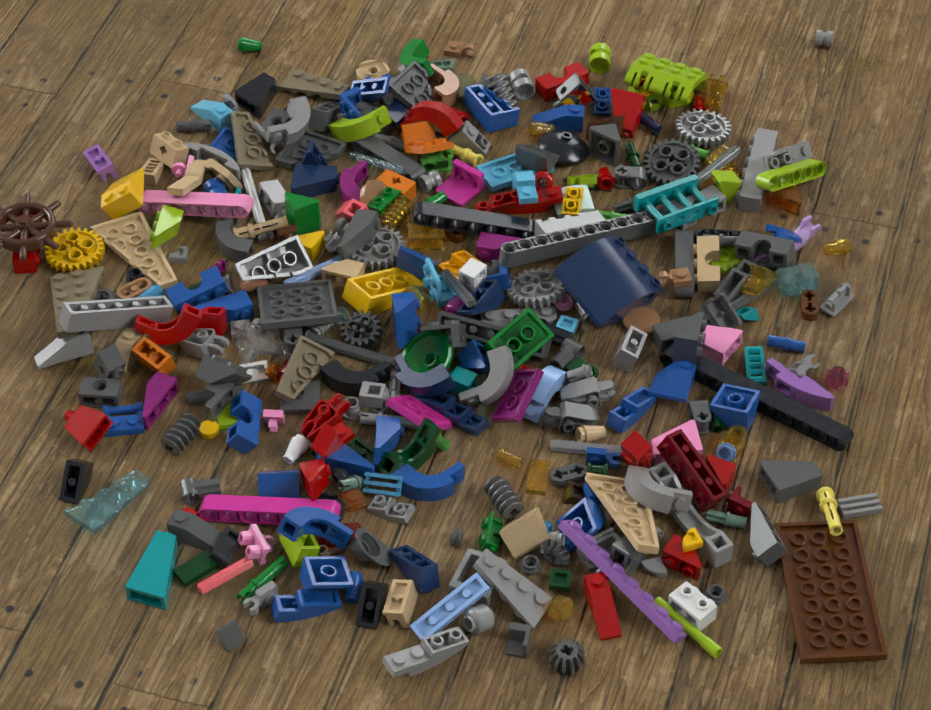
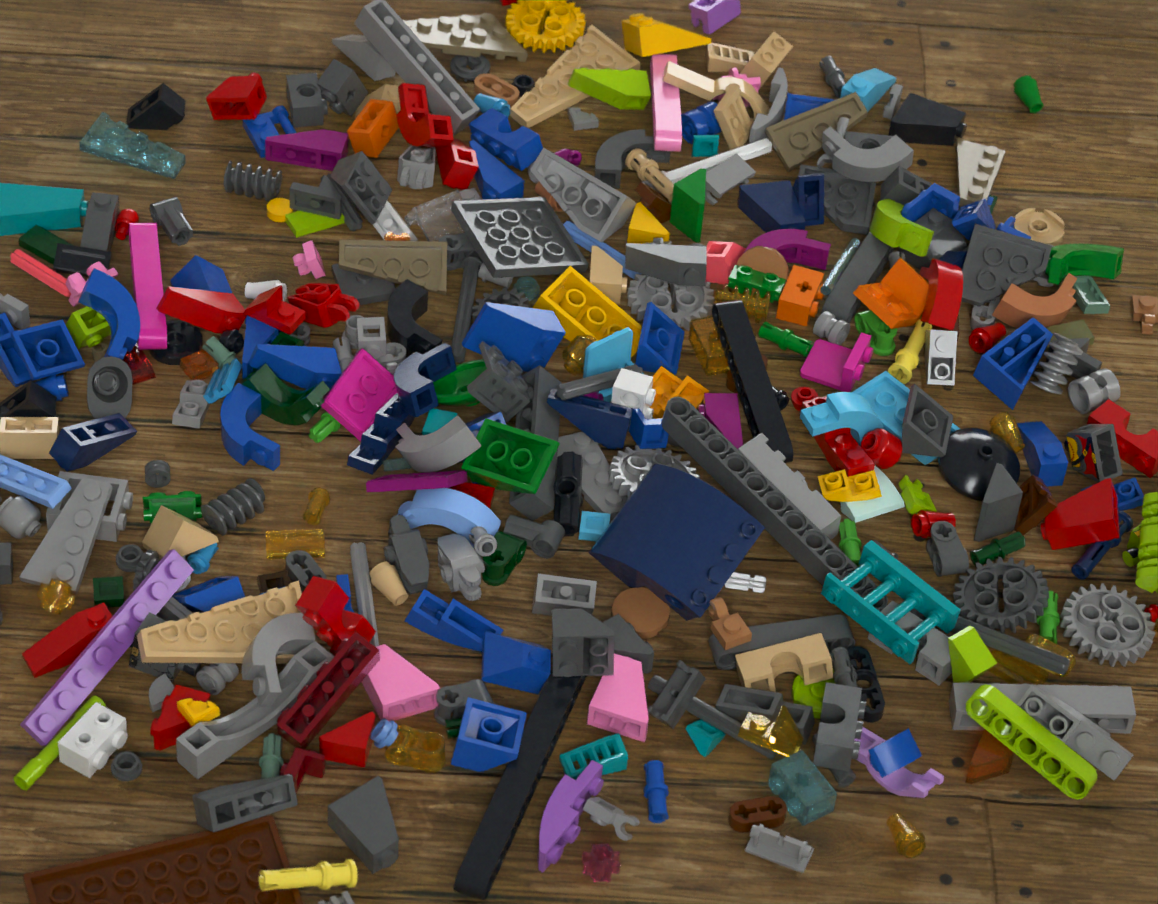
camera: 70 degrees right, 0 degrees up
(244, 433) = (267, 236): blue arch -> none
(262, 579) = (39, 304): green pin -> none

